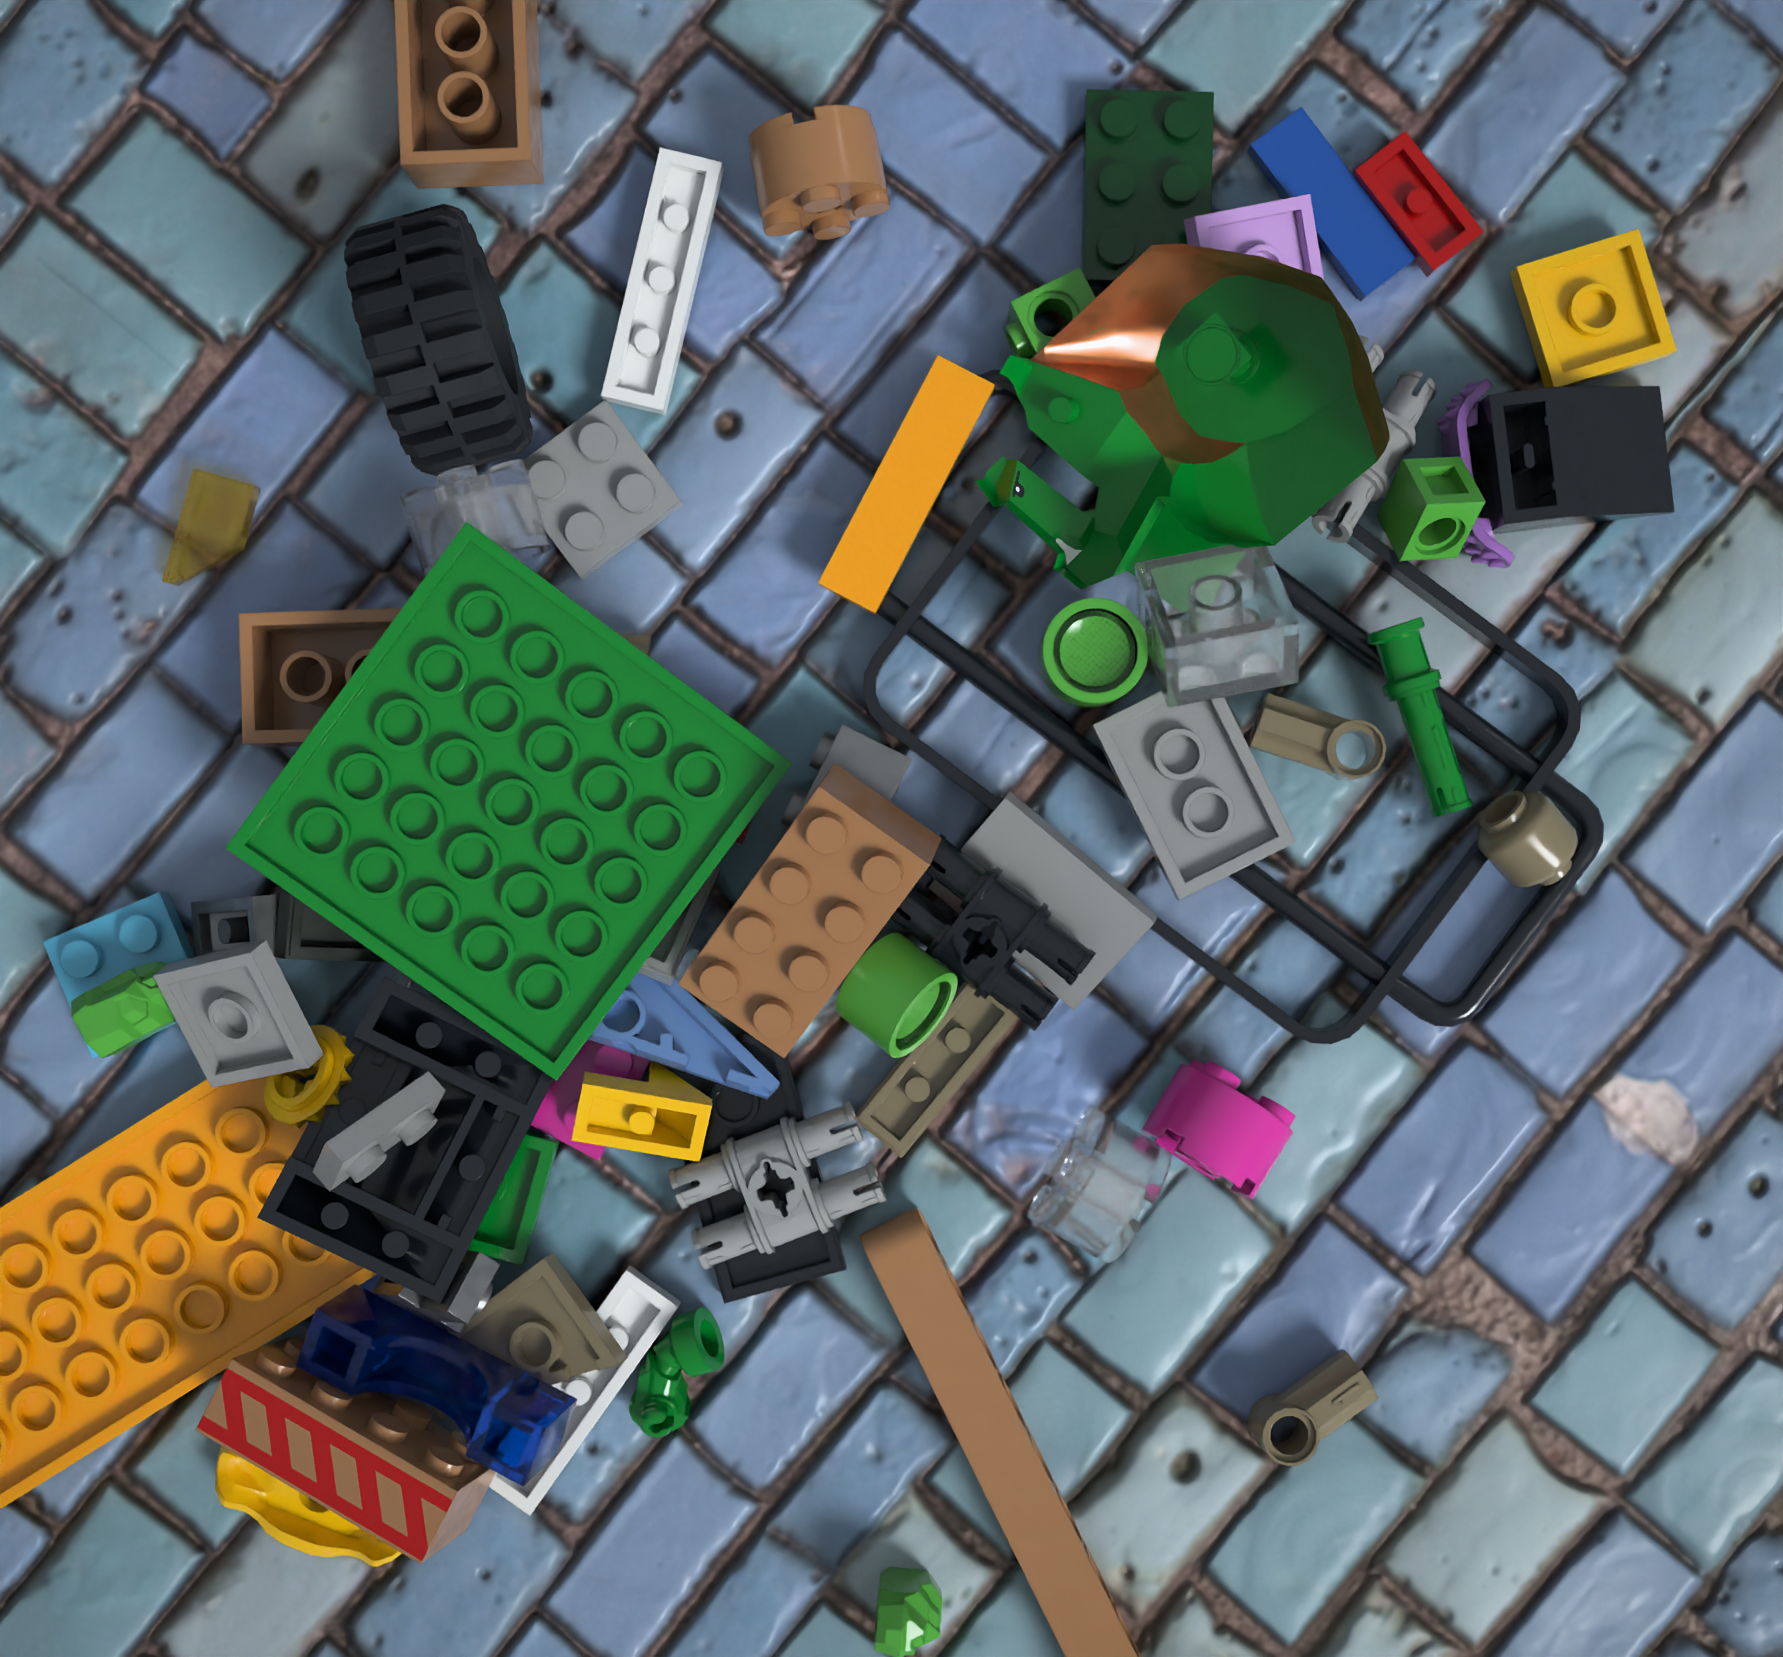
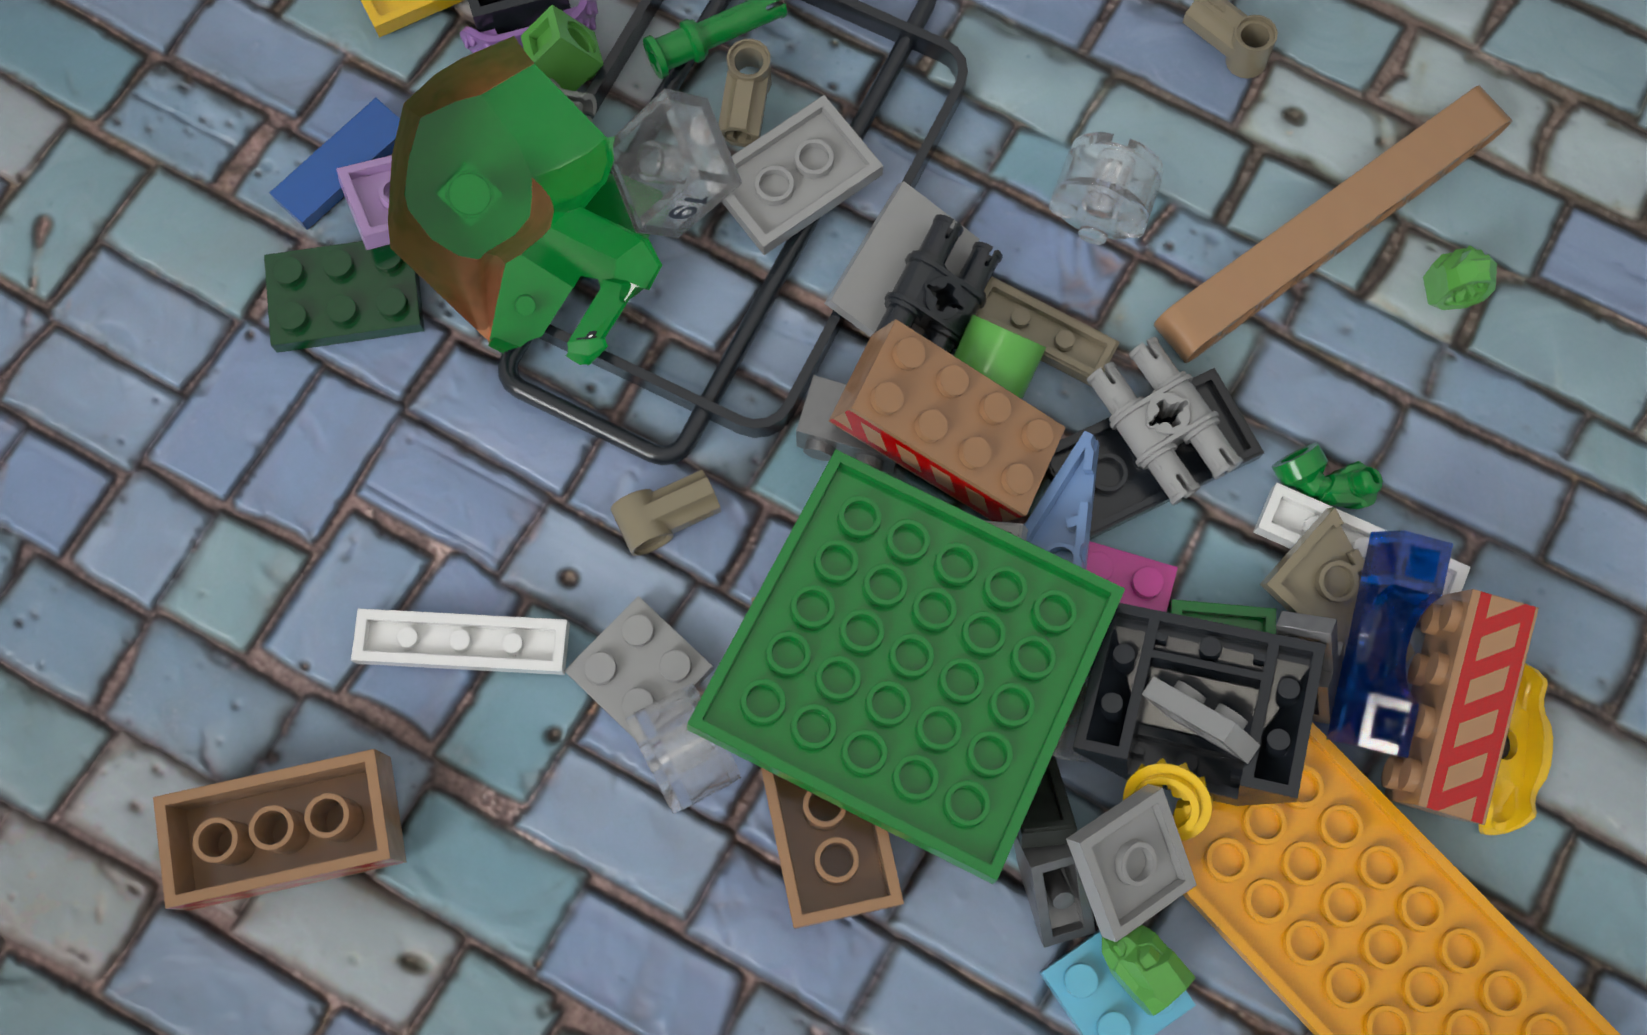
camera: 105 degrees left, 15 degrees down
(211, 525) = (718, 990): clear yellow tile -> none
(437, 339) = (534, 785): black tyre -> none
(646, 1117) = (1133, 527): yellow slope -> none
(776, 537) = (652, 517): none -> dark tan piece
(818, 172) = (358, 524): medium nougat brick -> none
(906, 484) = (600, 420): light orange tile -> none
(1064, 295) = (439, 324): bright green brick -> none
(1093, 652) = (709, 256): bright green piece -> none
(1218, 1128) = (1043, 116): dark pink brick -> none
(1417, 203) = (334, 101): red plate -> none

